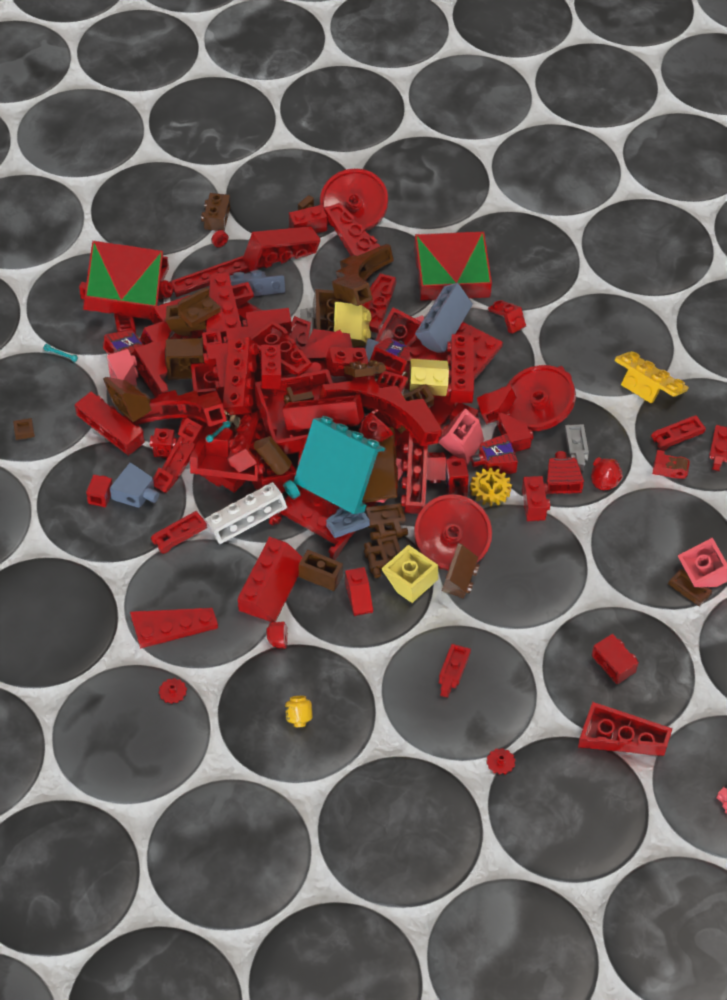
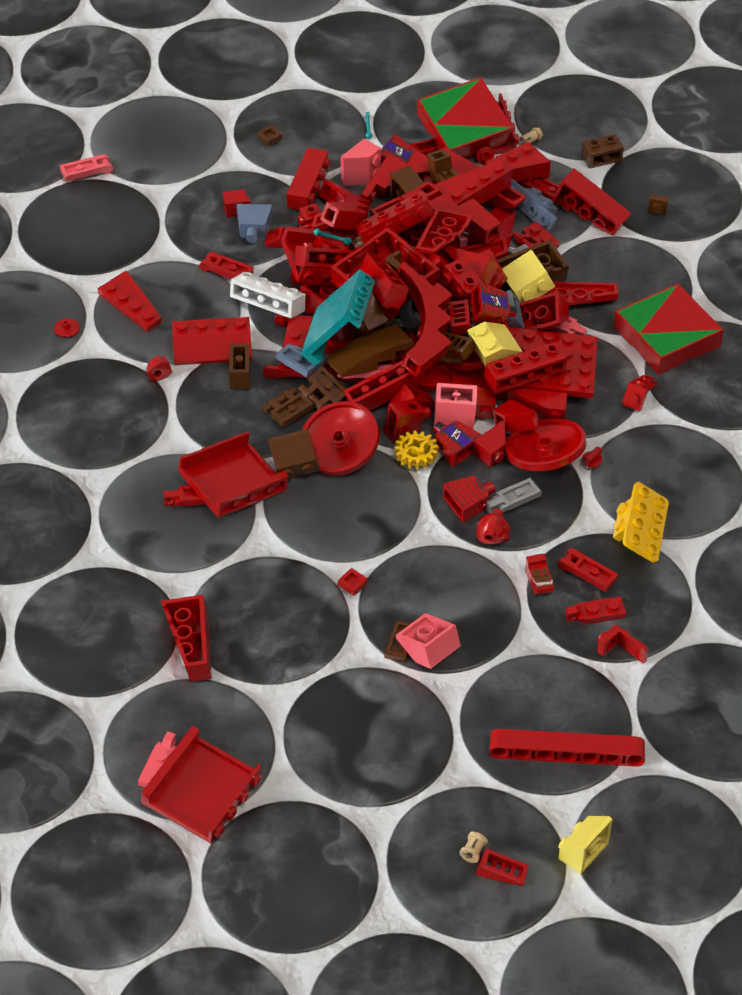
camera: 65 degrees right, 5 degrees down
(128, 398) = (328, 167): reddish brown slope -> none
(162, 245) = (534, 135): none -> tan pin
(197, 307) = (449, 163): reddish brown bracket -> none
(203, 263) = (525, 162): none -> red wedge
(219, 238) = (570, 163): red tile -> none
(270, 367) = (404, 225): red brick -> none
(272, 455) = (322, 274): reddish brown brick -> none
(291, 489) = (308, 311): teal tile -> none
(292, 299) = (535, 234): none -> red plate
(298, 711) = (85, 406): yellow head -> none
(307, 217) = (644, 213): red brick -> none
(350, 232) = (647, 248): red wing -> none
(354, 270) = (561, 256): reddish brown arch -> none
(358, 591) = (237, 401): red slope -> none
(359, 193) = (689, 230): red dish -> none
(360, 369) = (449, 284): reddish brown plate -> none
(371, 431) = (391, 320): red helmet -> none
(411, 573) = (272, 421): light yellow slope -> none
(444, 318) = (580, 334): sand blue brick -> none
(451, 630) = (231, 475): none -> red panel
(490, 379) = (545, 403): none -> red slope
(500, 761) = (117, 565): red piece -> none
(534, 498) = (422, 484): red brick -> none
(613, 592) = (352, 581): none -> red plate
(615, 658) = (272, 604): red brick -> none

